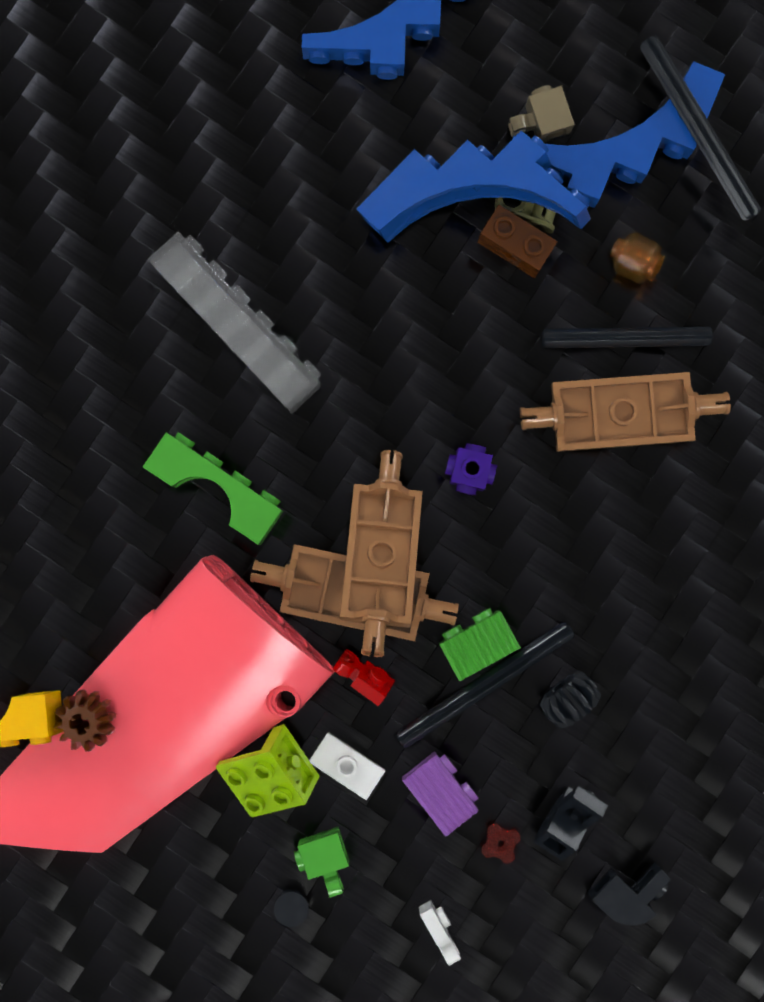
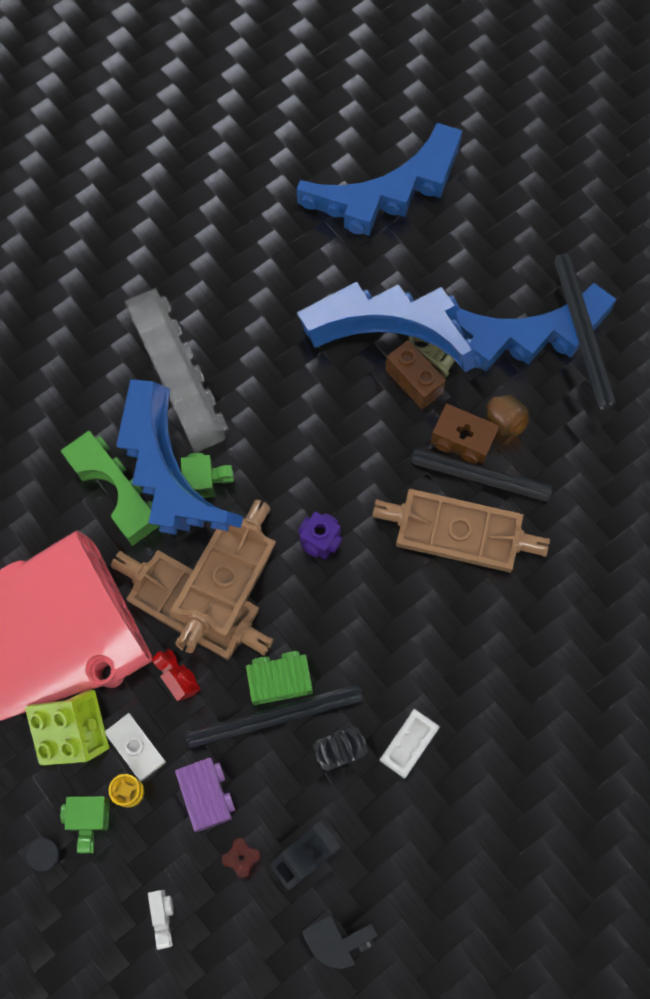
camera: 25 degrees right, 15 degrees down
(236, 420) = (147, 438): none -> blue arch
(310, 443) = (201, 475): none -> bright green brick
(356, 821) = (121, 789): none -> yellow wheel
(546, 116) = (468, 290): dark tan brick -> none
(612, 289) = (456, 422): none -> reddish brown brick
(640, 667) = (409, 743): none -> white plate

